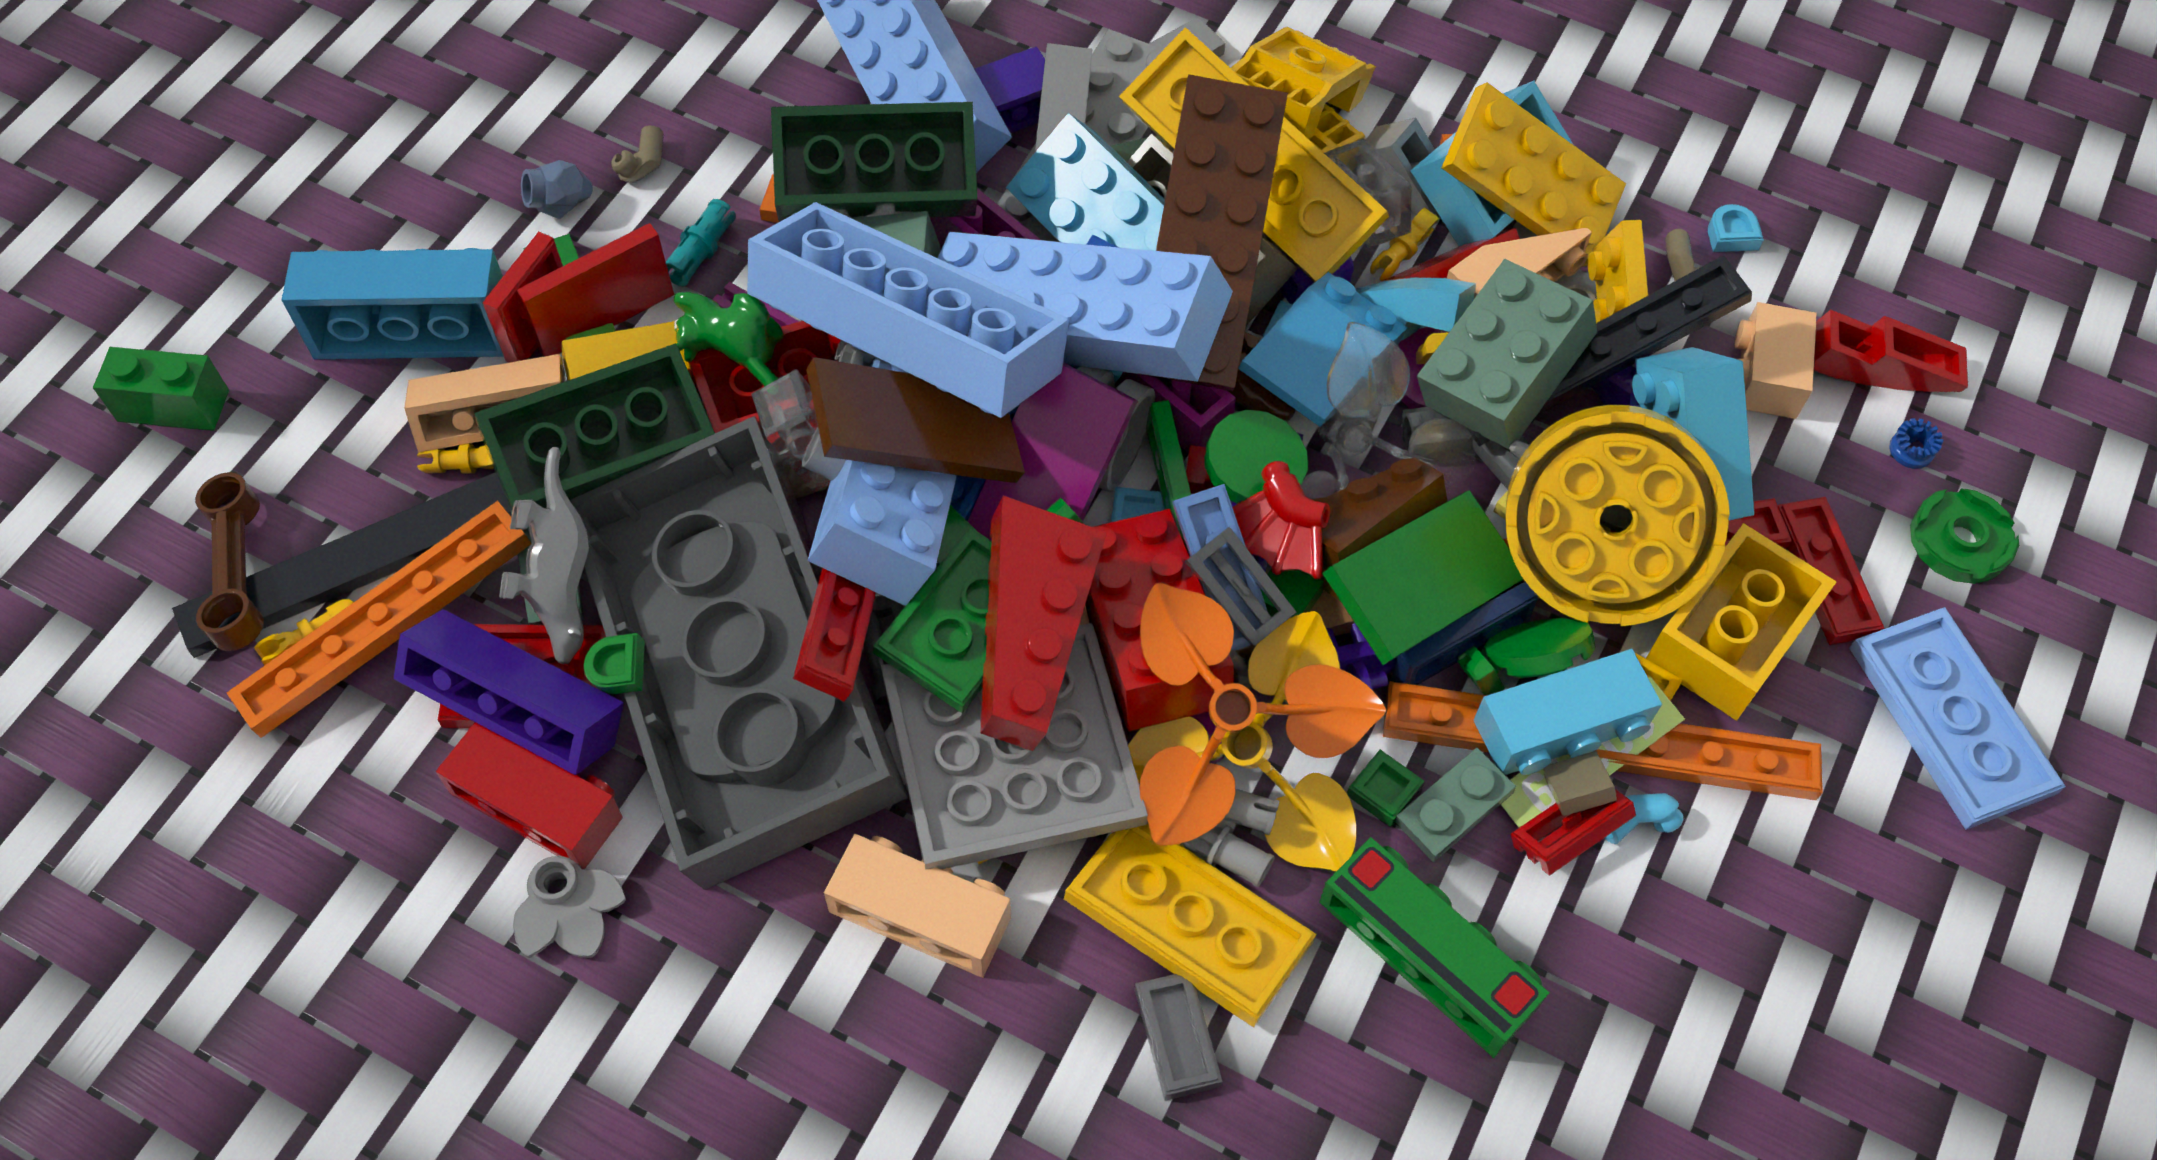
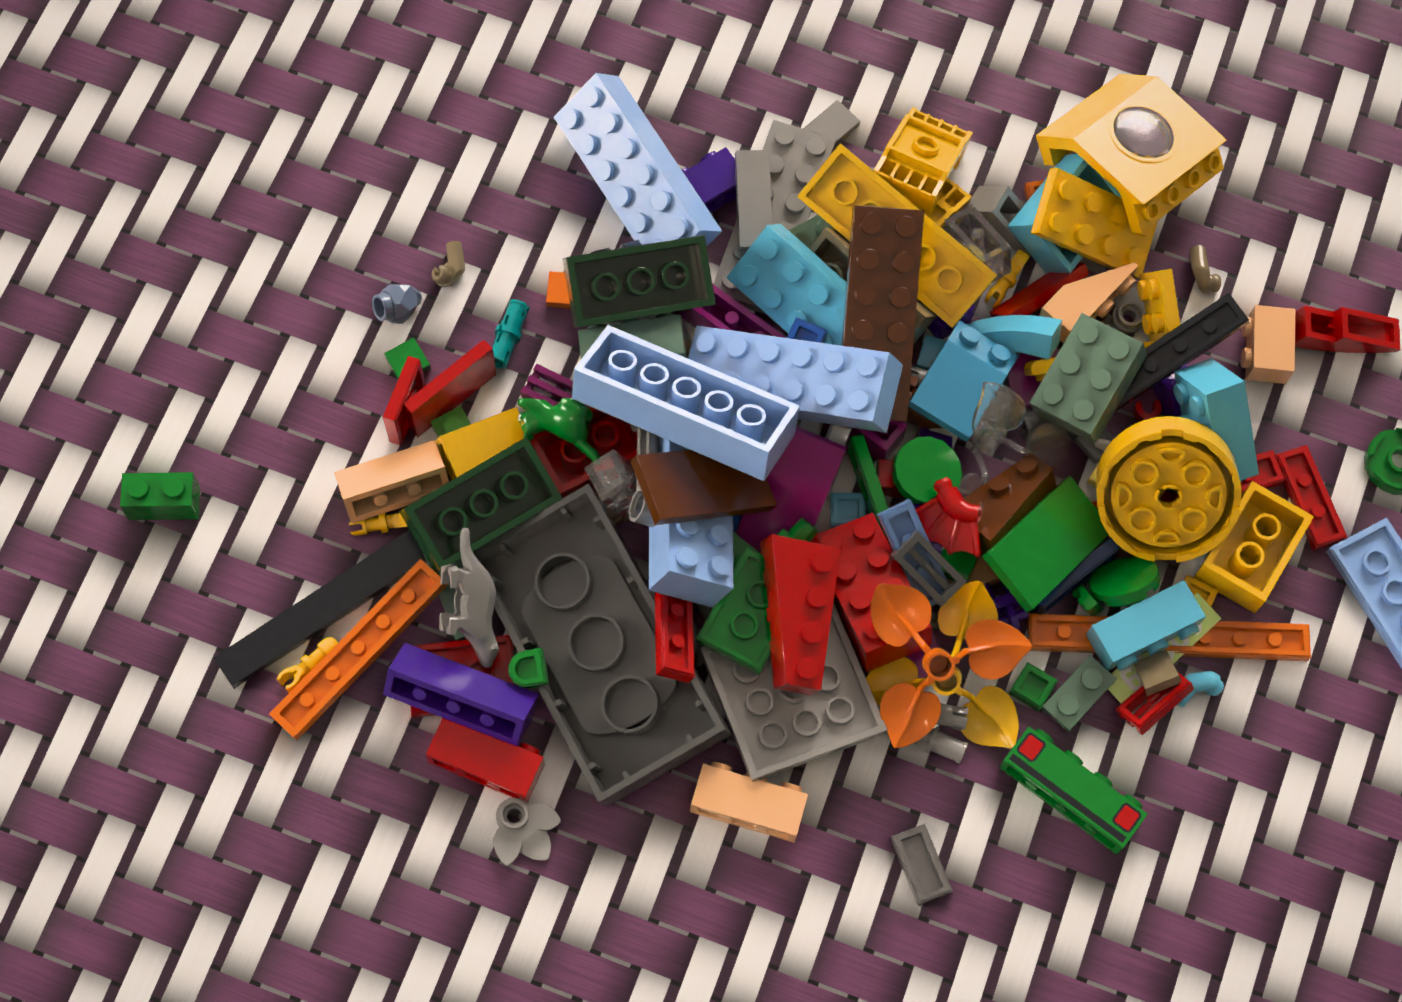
camera: 10 degrees left, 10 degrees up
(228, 562) = (244, 619): reddish brown piece -> none
(393, 303) = (313, 413): dark azure brick -> none
(1191, 920) = (920, 791): yellow tile -> none
(1616, 86) = (1140, 142): none -> yellow panel
(1734, 229) = (1237, 238): medium azure tile -> none
(1909, 433) = (1362, 387): blue bush -> none

